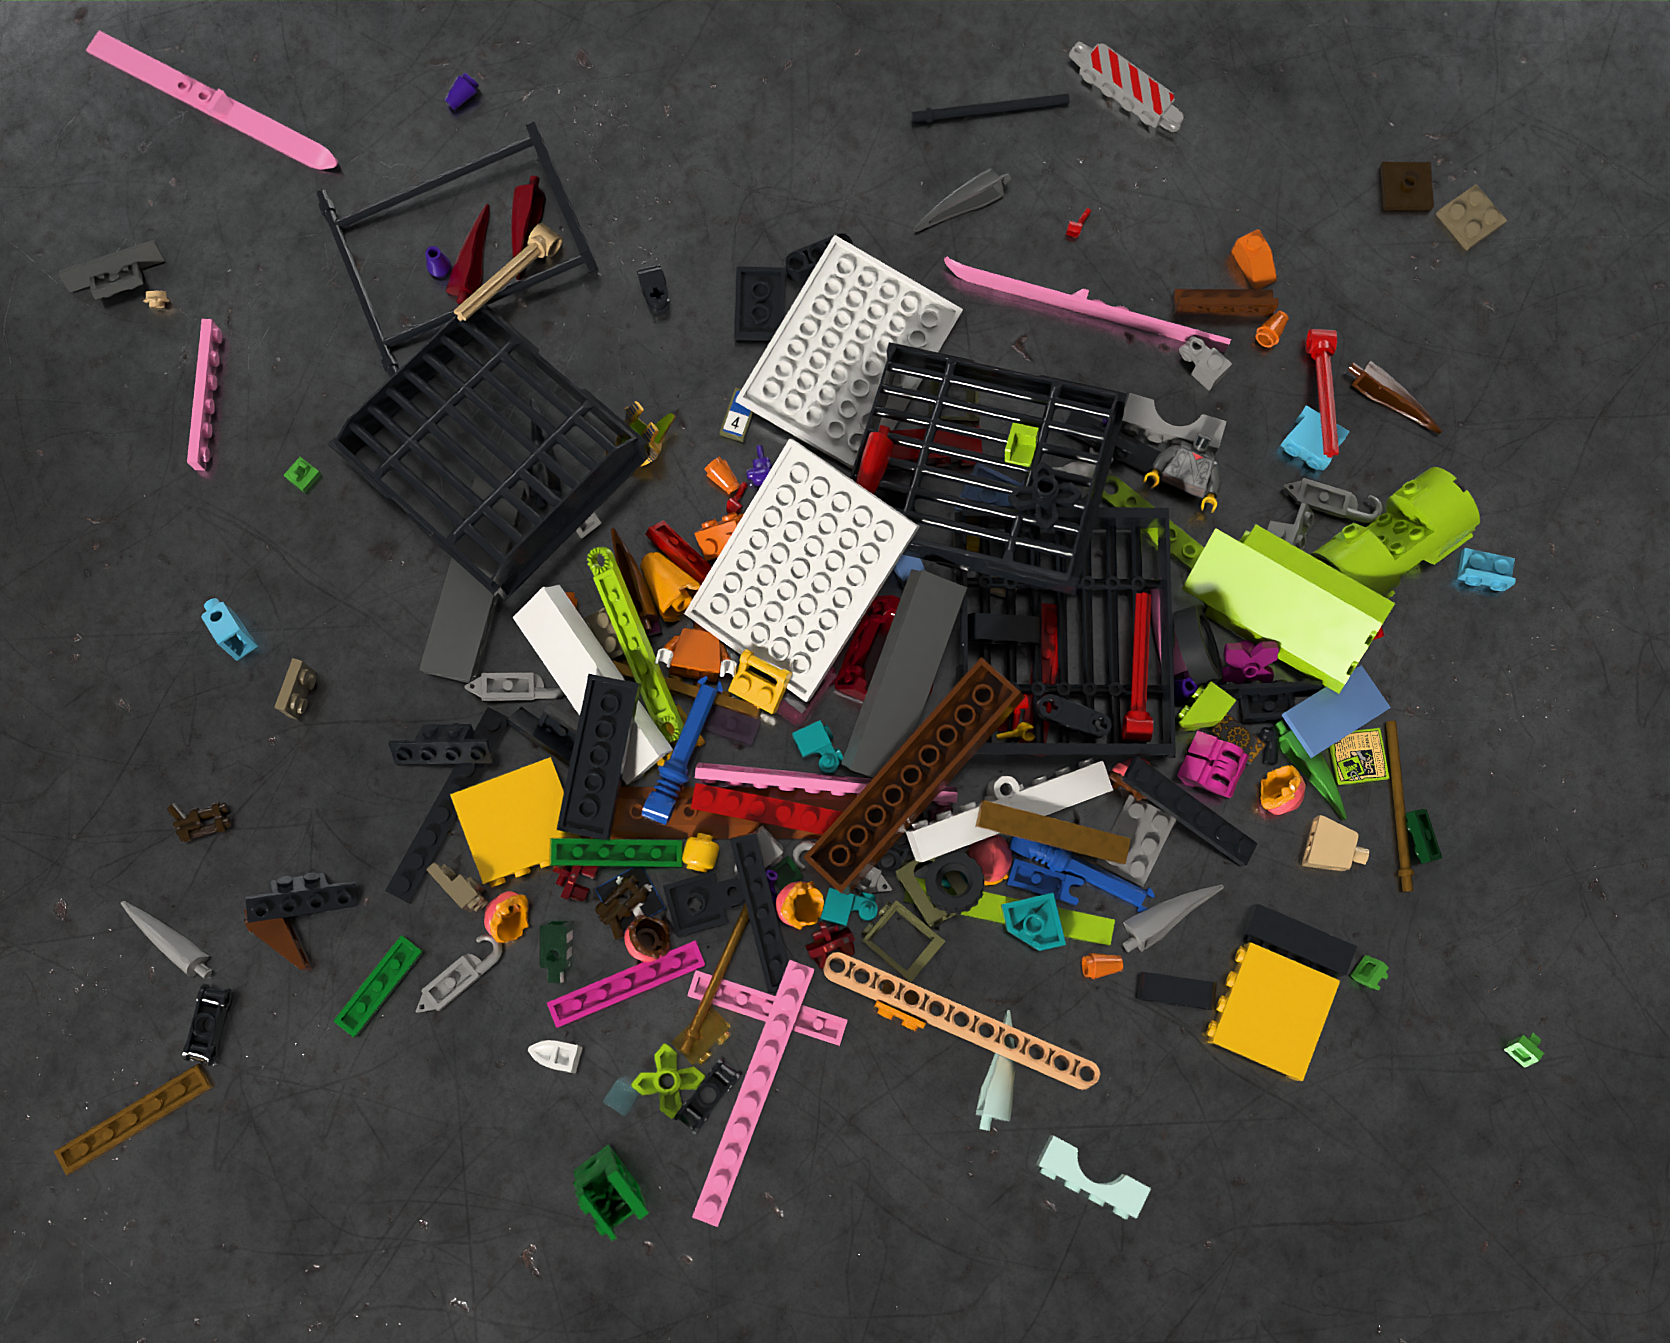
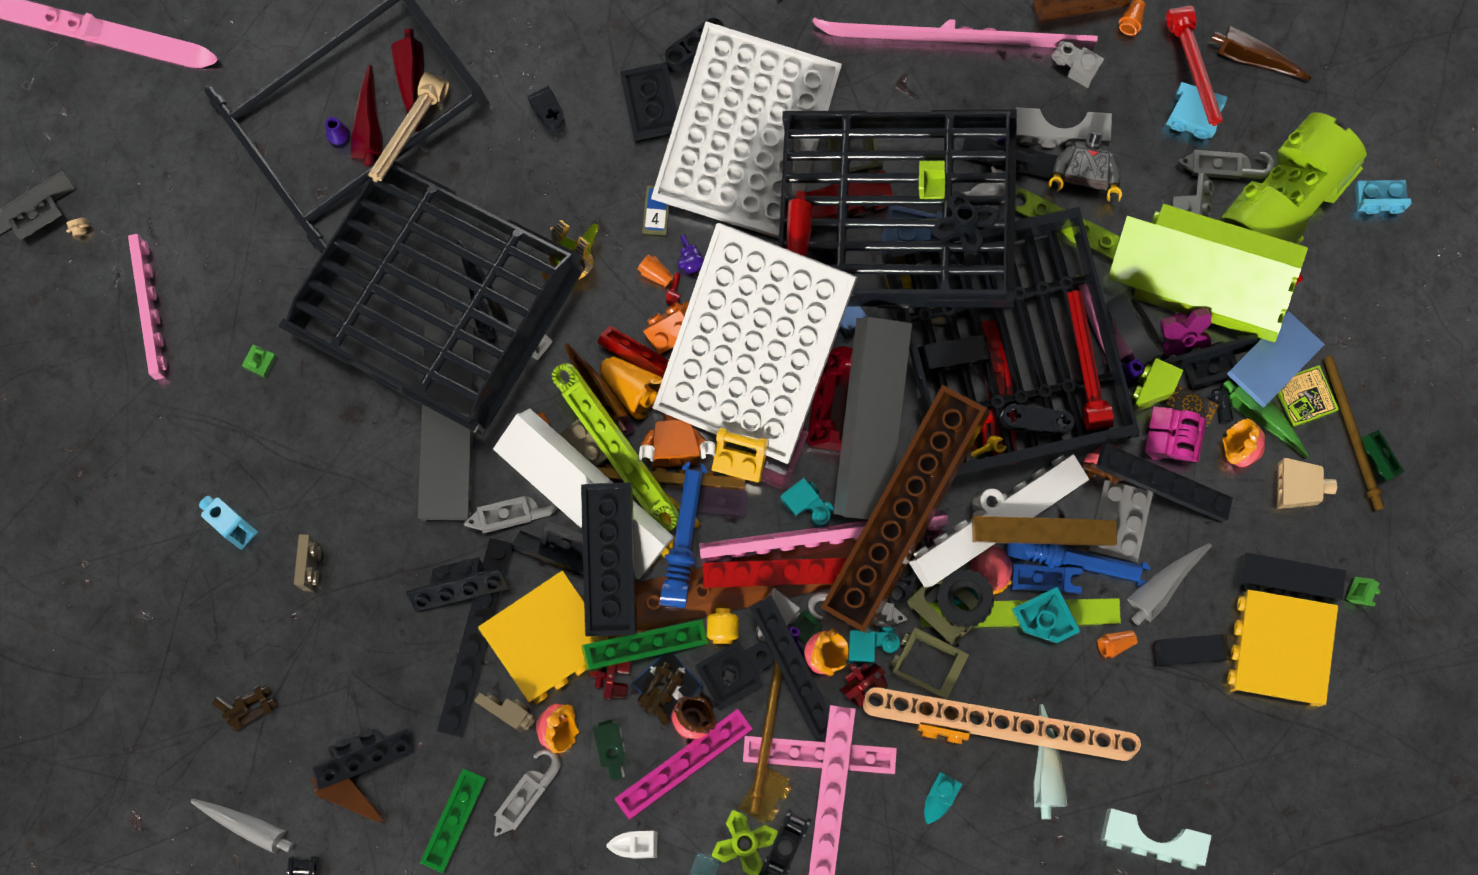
camera: 10 degrees left, 0 degrees up
(881, 1081) = (940, 797): none -> teal plate

